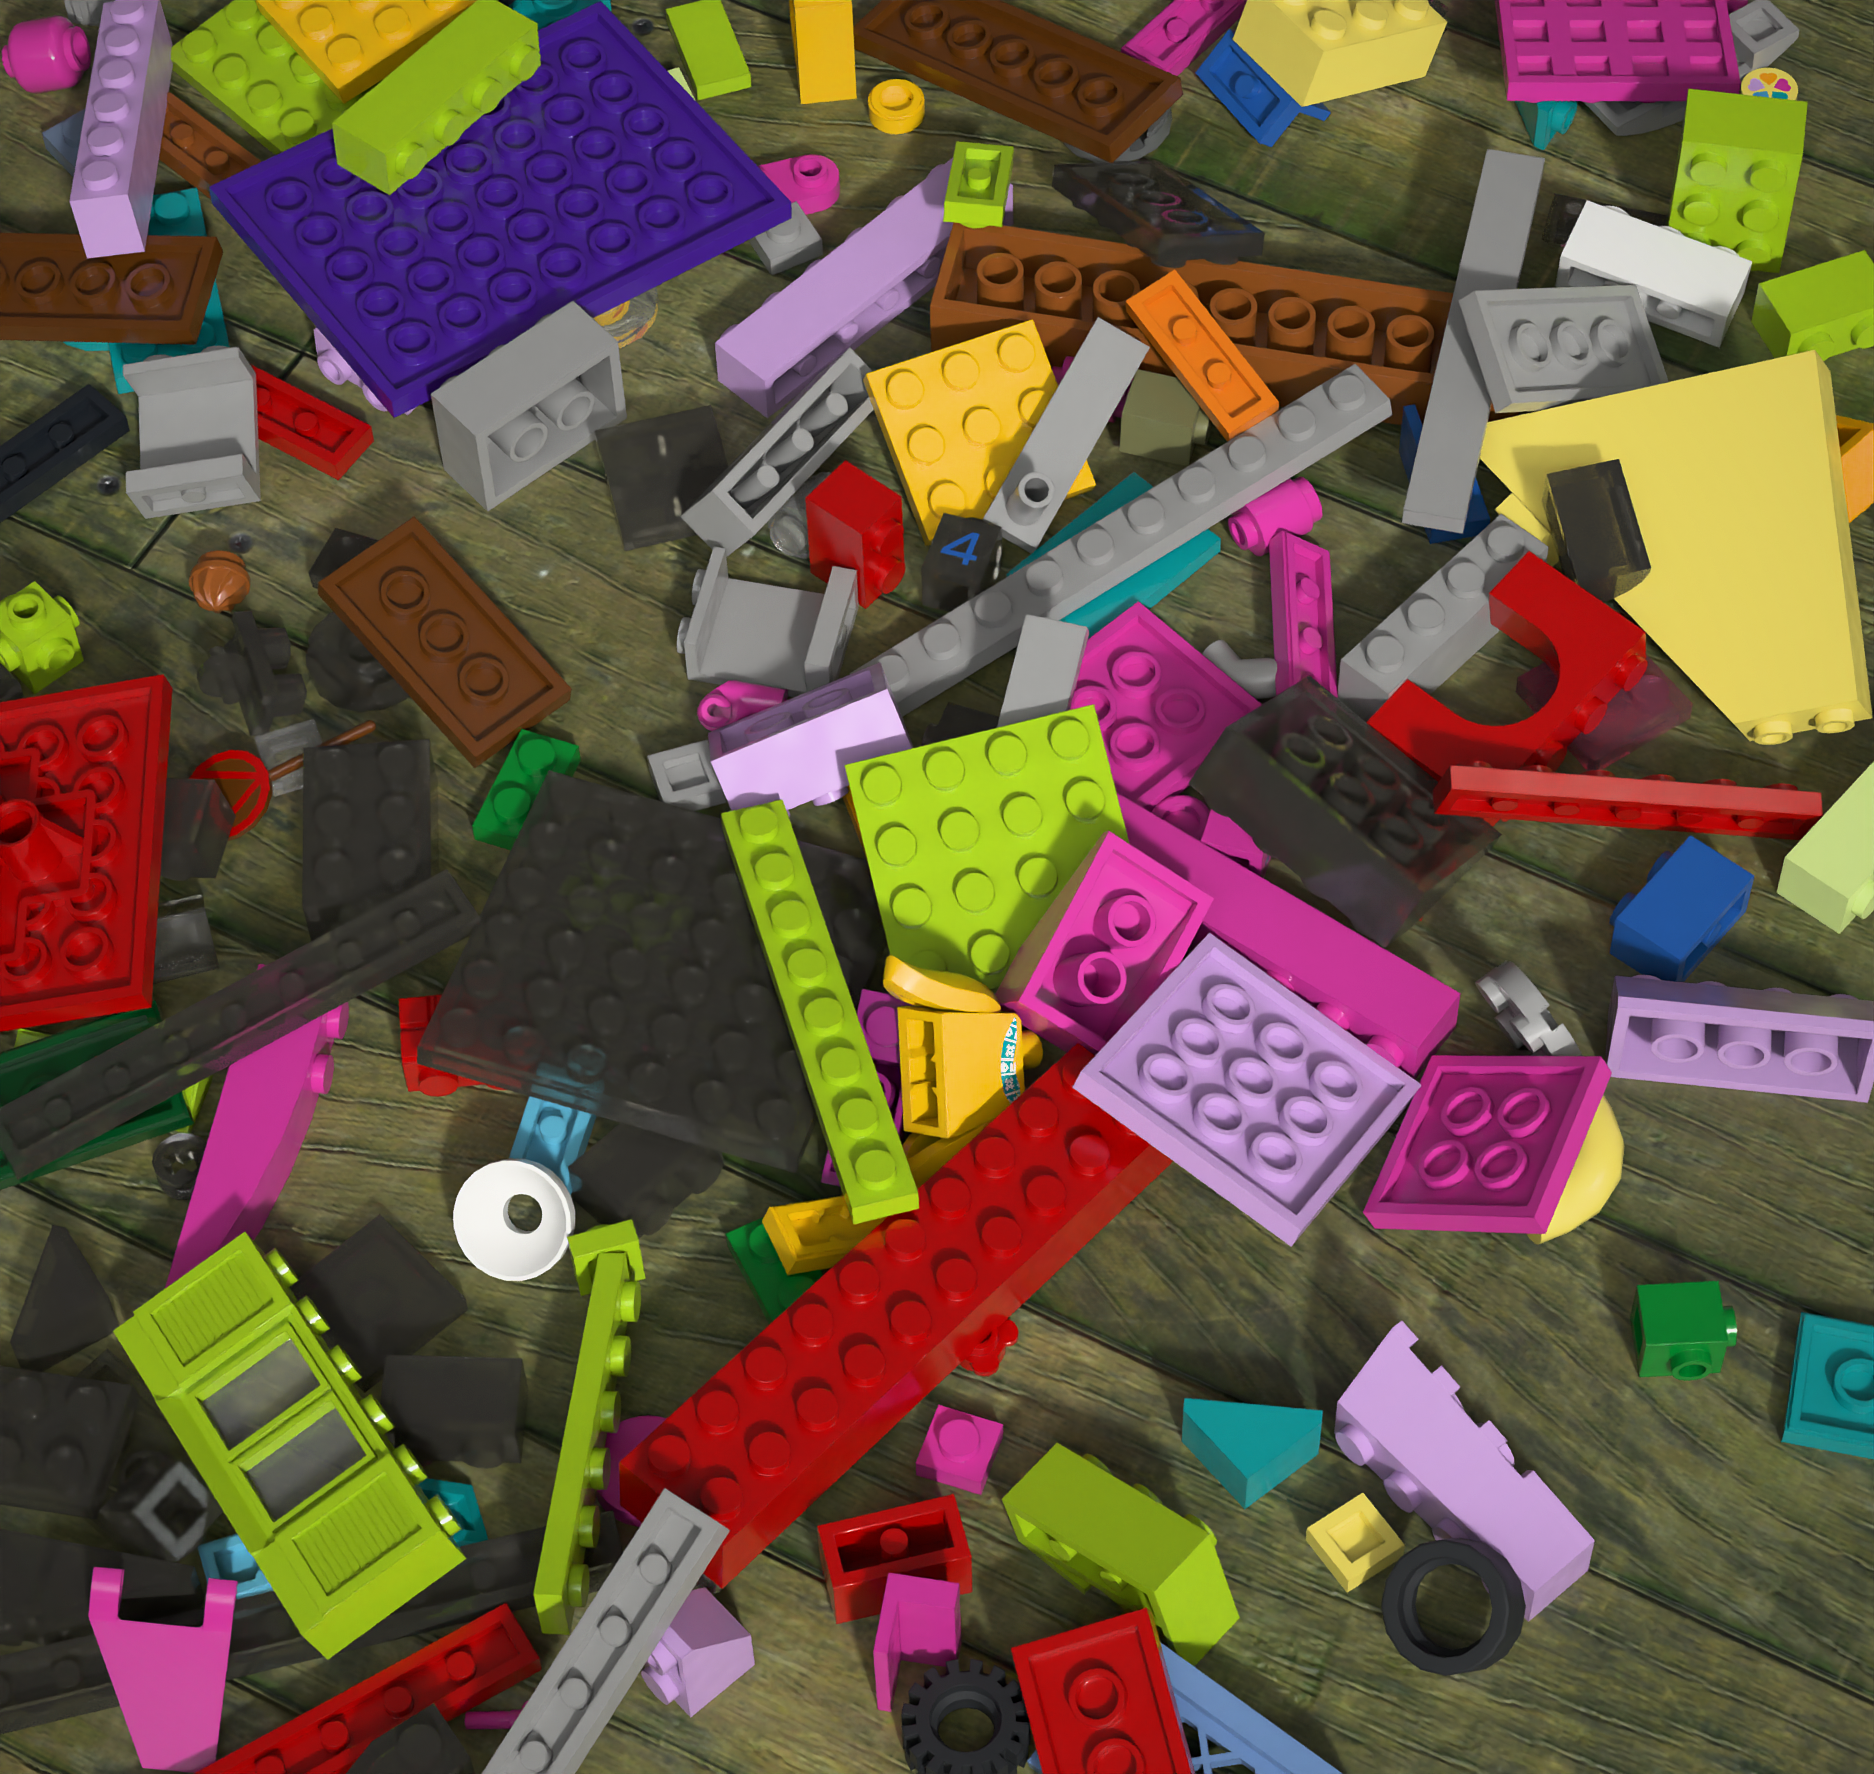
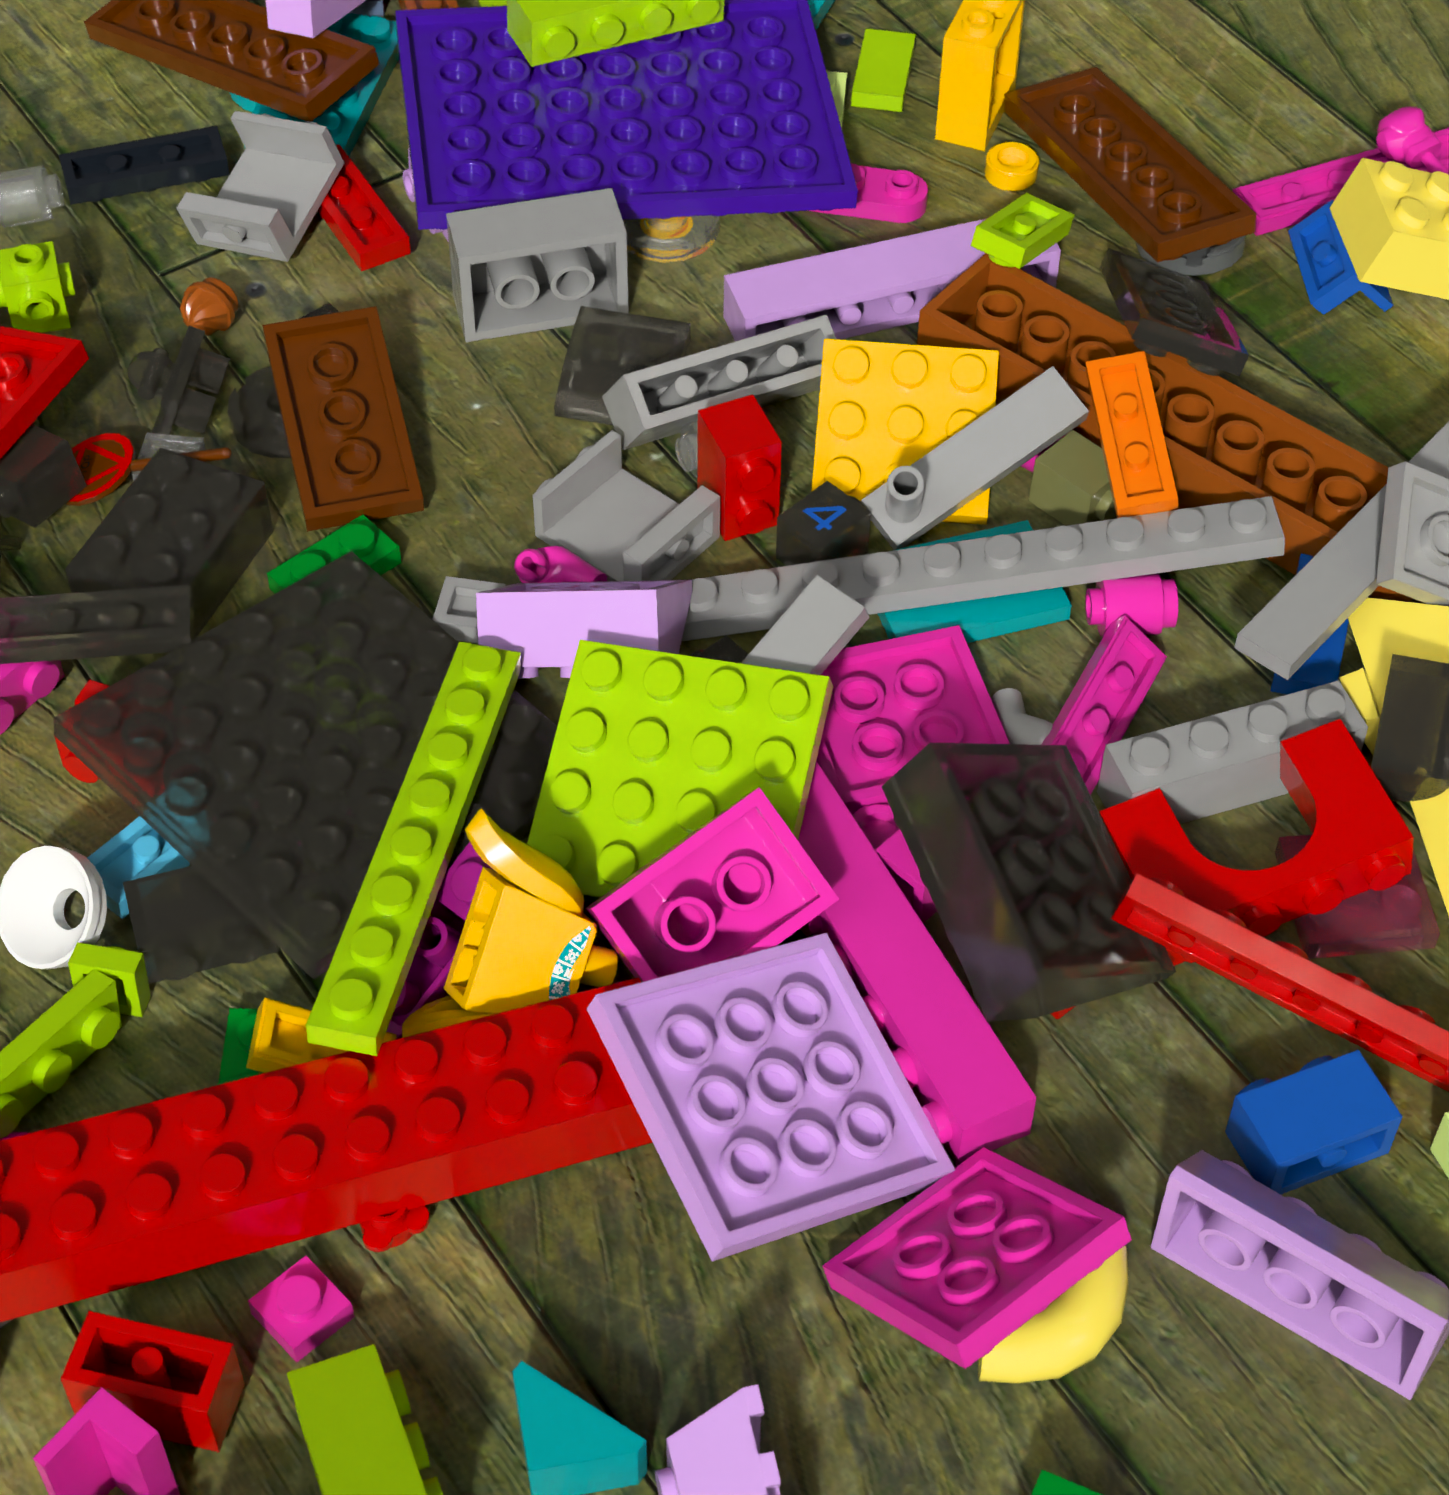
camera: 25 degrees right, 5 degrees down
(788, 243) = (849, 227): light grey plate -> none
(1524, 1013) = (1088, 1154): light grey plate -> none

